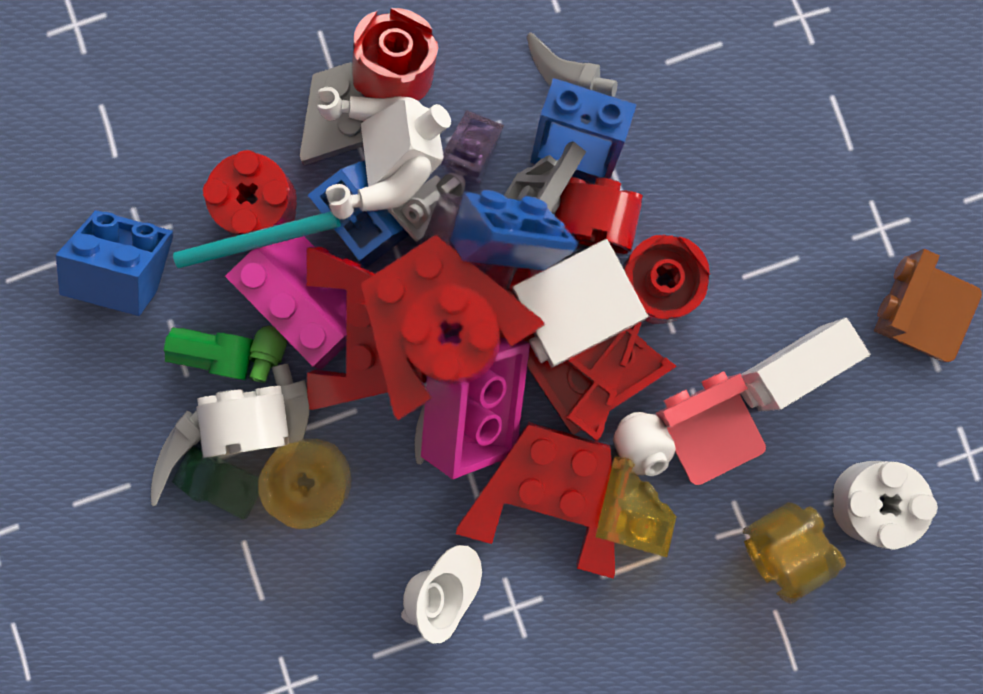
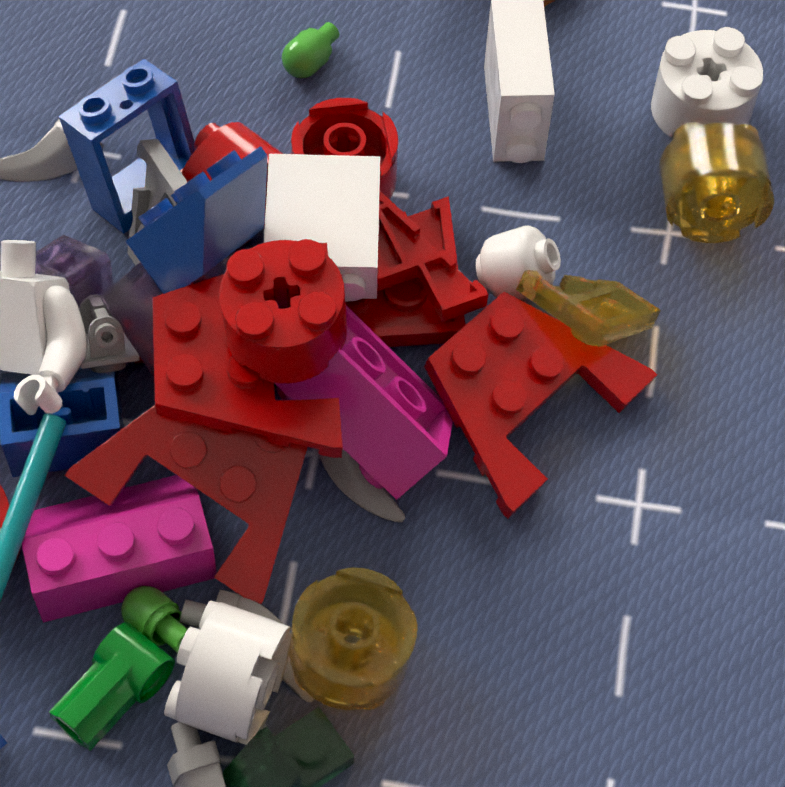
camera: 65 degrees left, 25 degrees down
(441, 595) = (578, 563): white piece -> none
(712, 428) = (537, 194): coral bracket -> none
(754, 197) = (309, 50): none -> bright green cylinder

